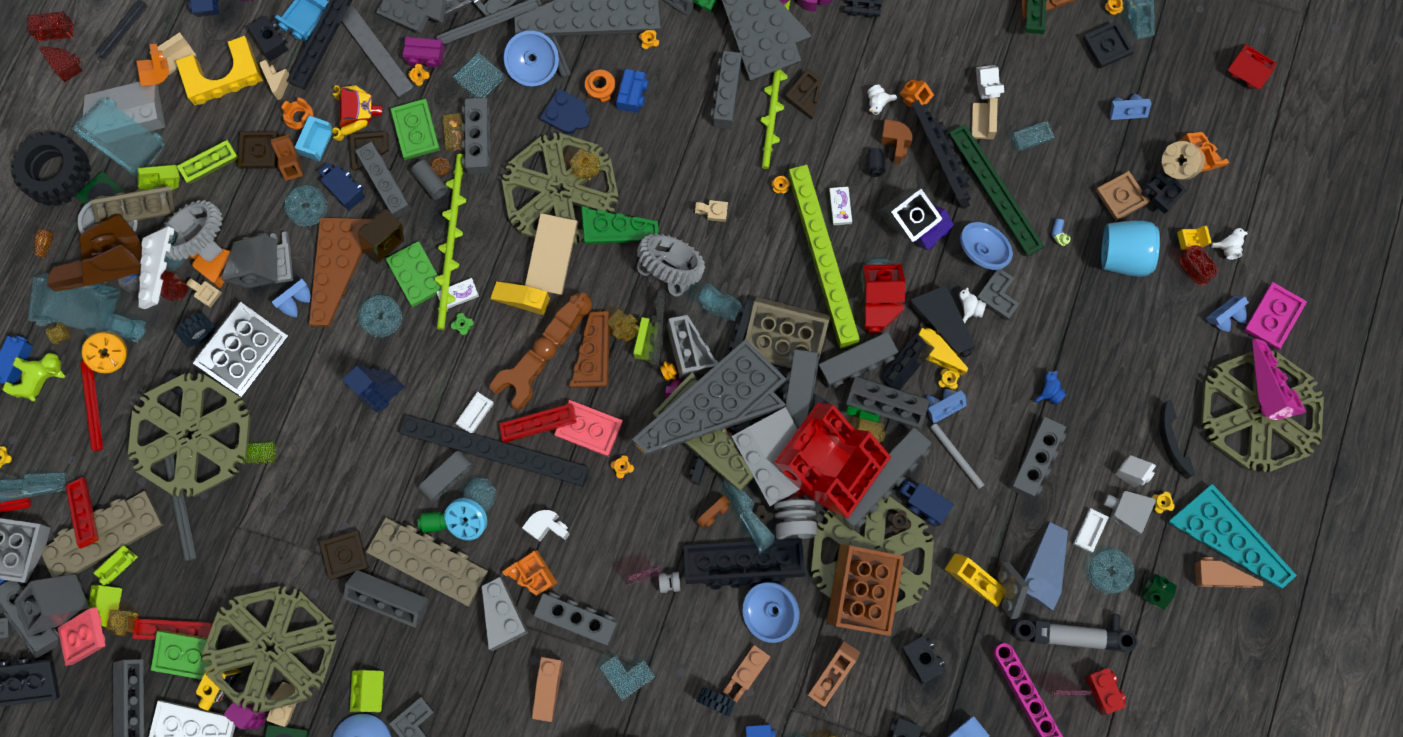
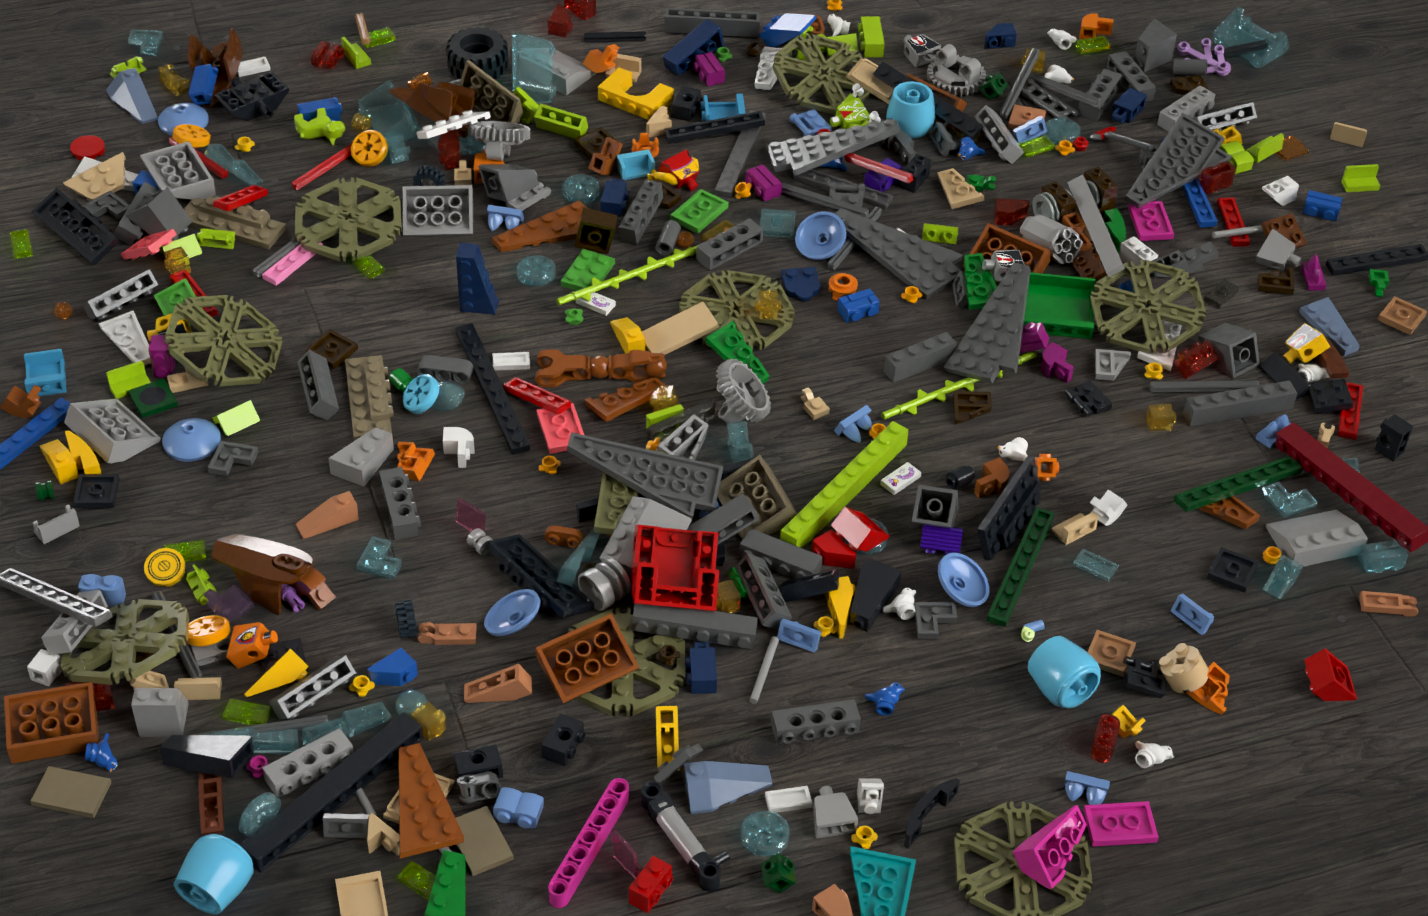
camera: 45 degrees right, 30 degrees down
(200, 522) = (287, 265): none -> bright pink tile
(757, 189) = (849, 427): none -> medium blue tile

